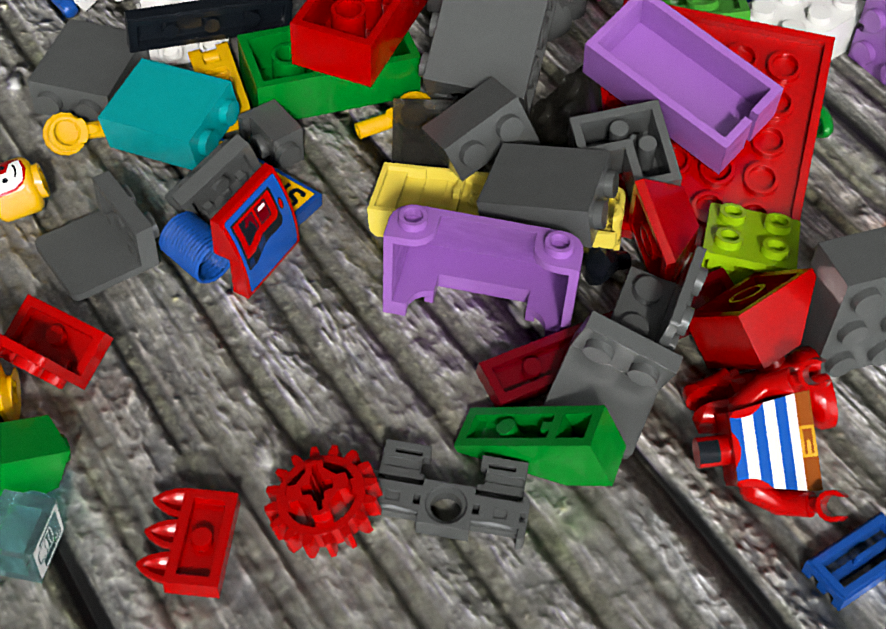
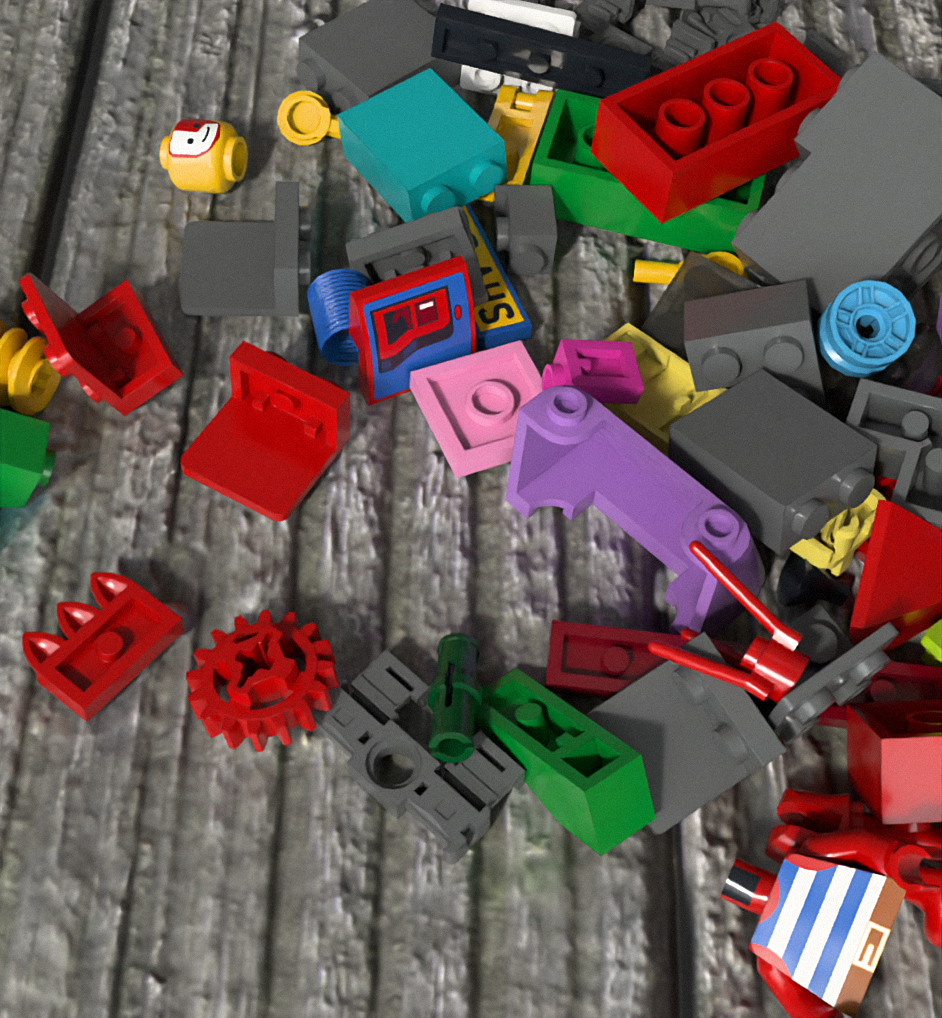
camera: 30 degrees right, 5 degrees up
(203, 345) = (270, 434): none -> red bracket
(331, 259) = (476, 404): none -> bright pink plate
(387, 195) = (598, 367): none -> dark pink bracket
(467, 459) = (454, 698): none -> dark green pin
(558, 78) = (865, 304): none -> dark azure wheel
(640, 312) = (767, 667): none -> red plant

